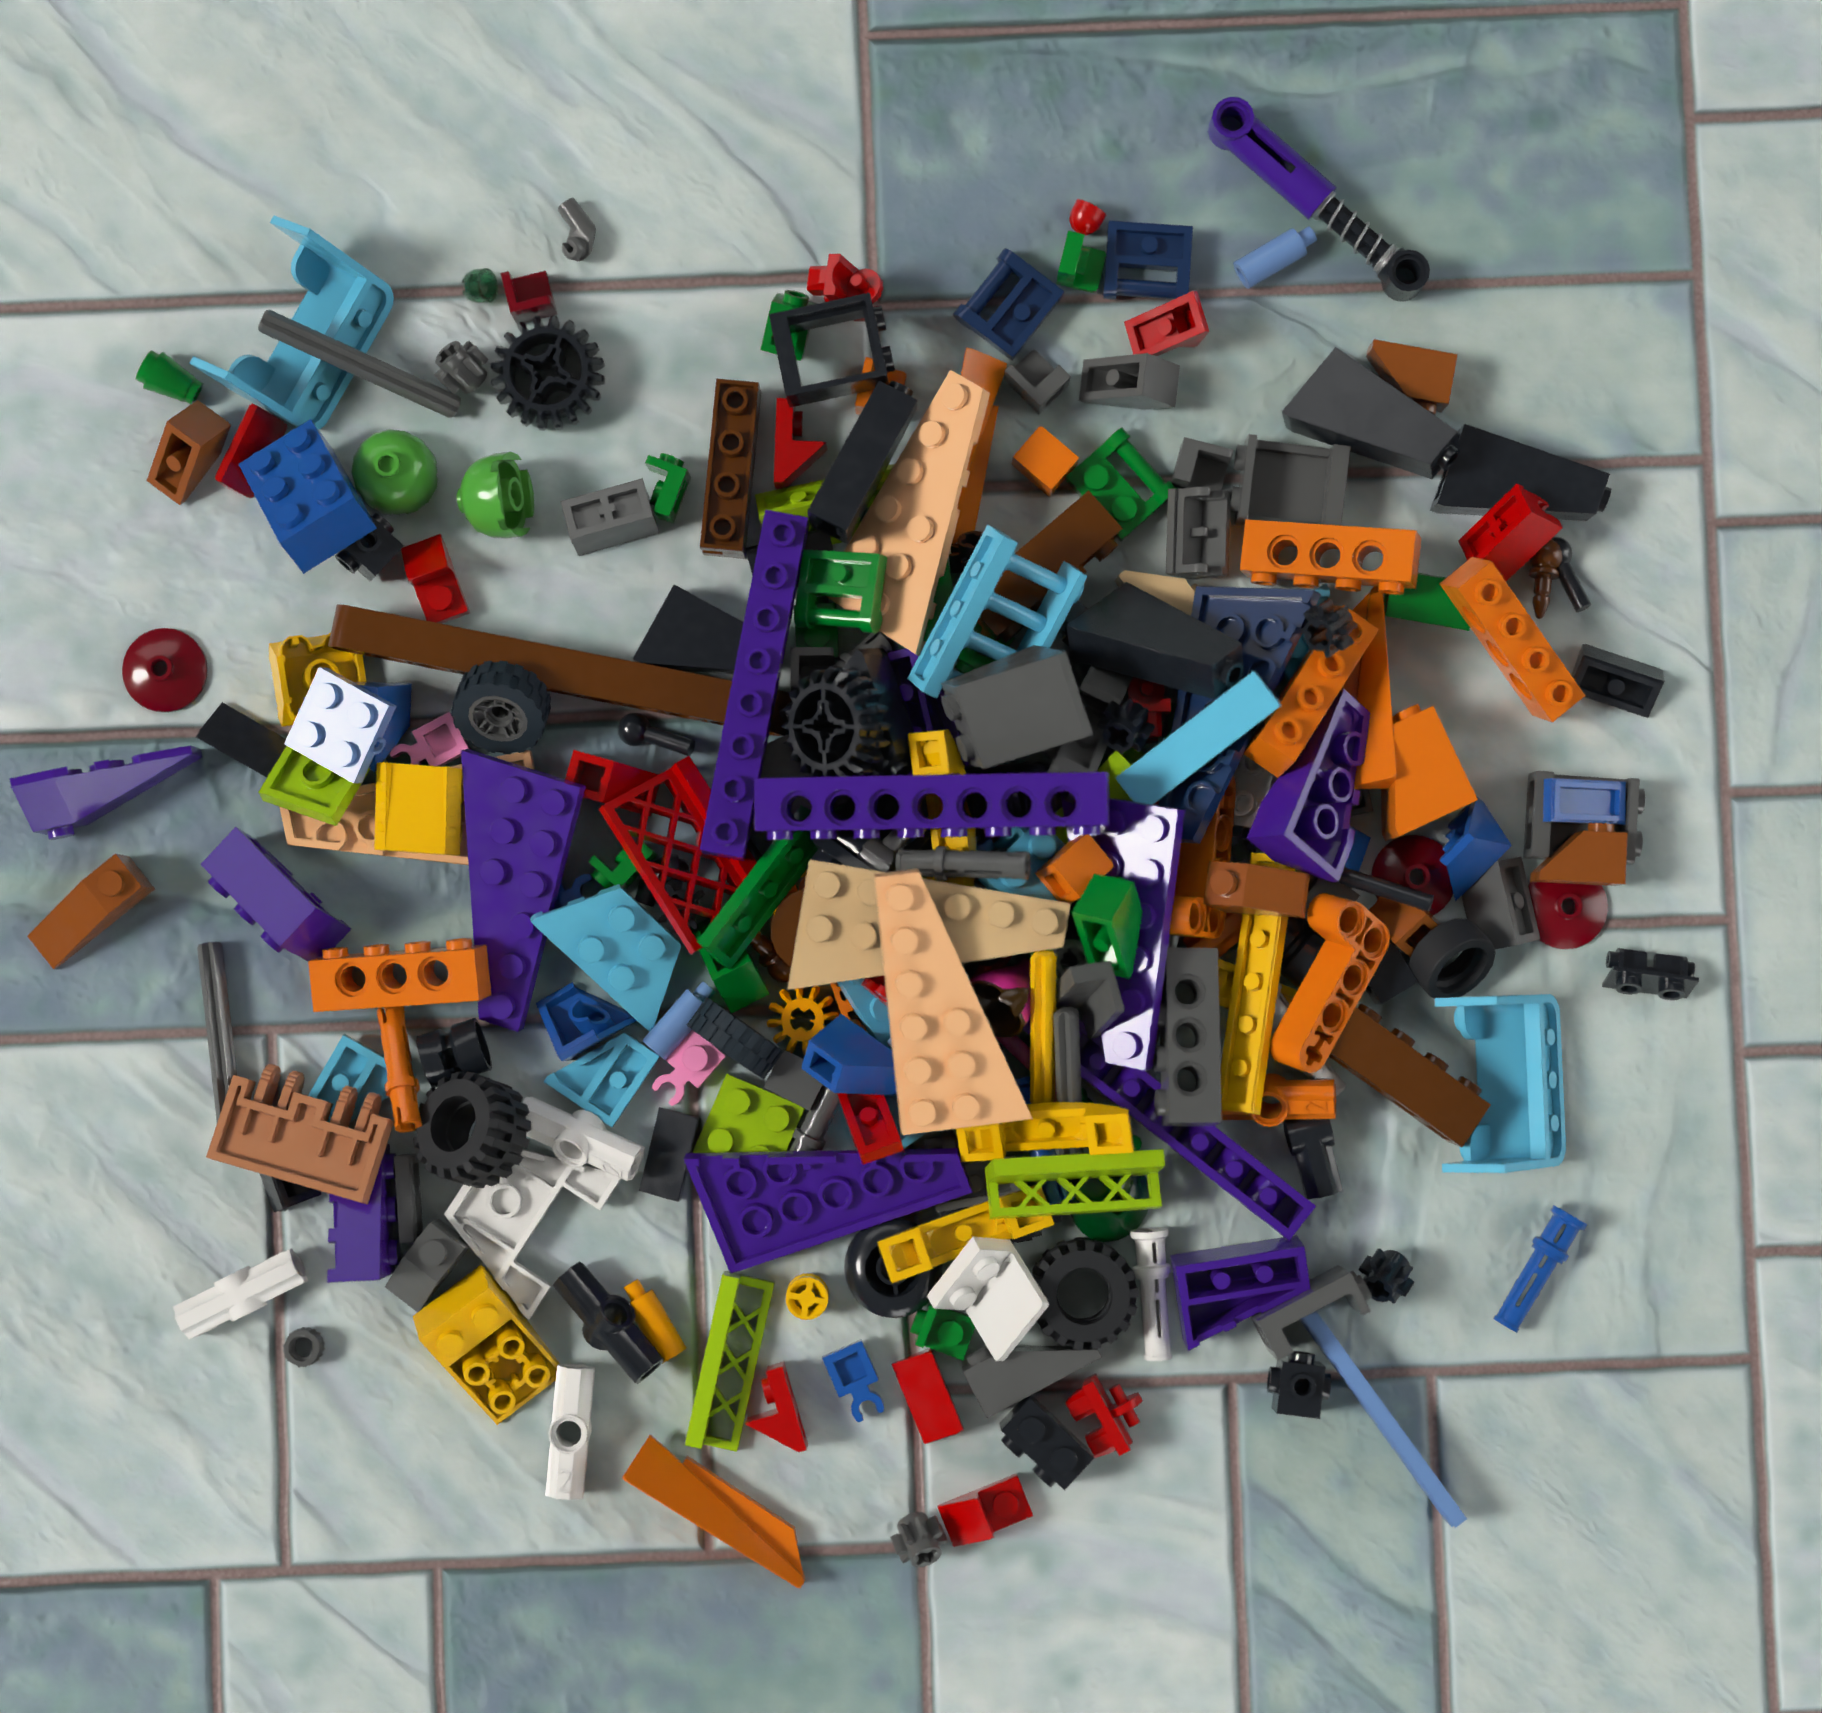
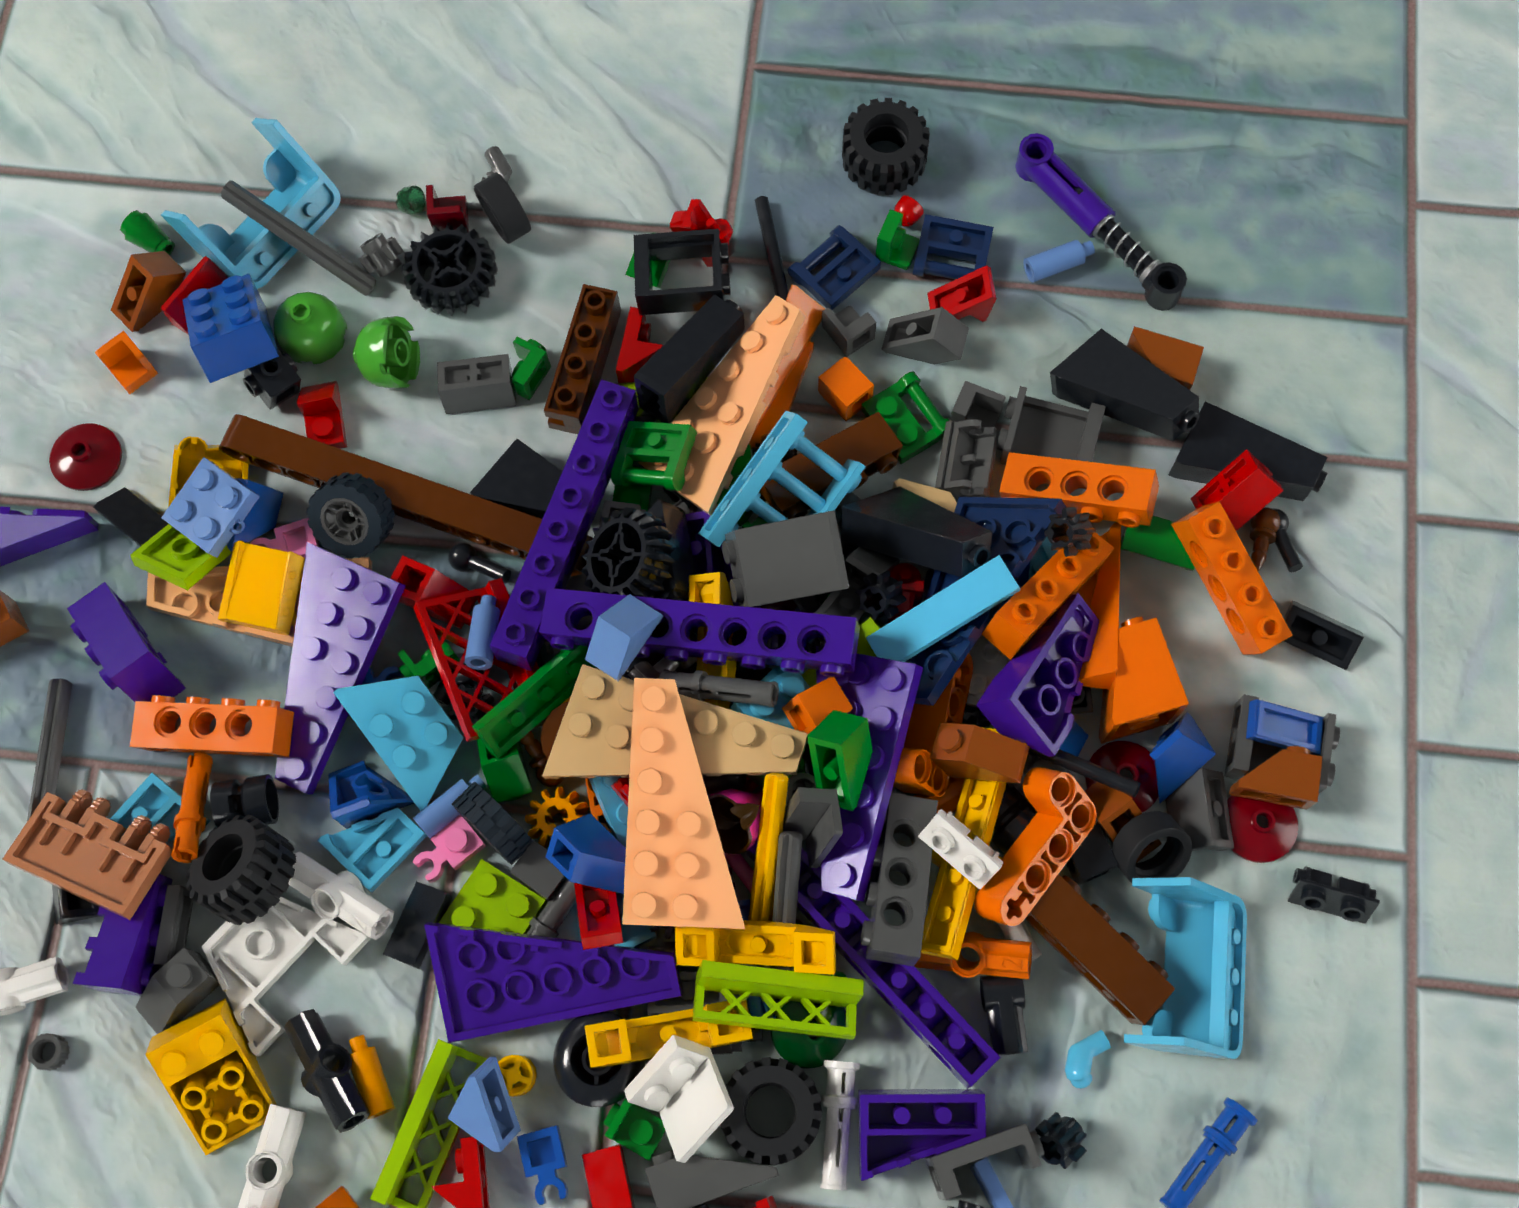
camera: 10 degrees right, 15 degrees down
(188, 550) = (126, 362): none -> orange panel
(598, 288) = (502, 208): none -> black tyre
(684, 828) = (482, 629): none -> medium blue cylinder
(788, 1338) = (486, 1108): none -> medium blue slope
(850, 825) = (621, 635): none -> medium blue slope
(932, 295) = (771, 247): none -> black bar
(1056, 103) = (885, 123): none -> black tyre
(1263, 1008) = (968, 856): none -> white hinge
(1398, 1187) = (1080, 1058): none -> medium azure arm

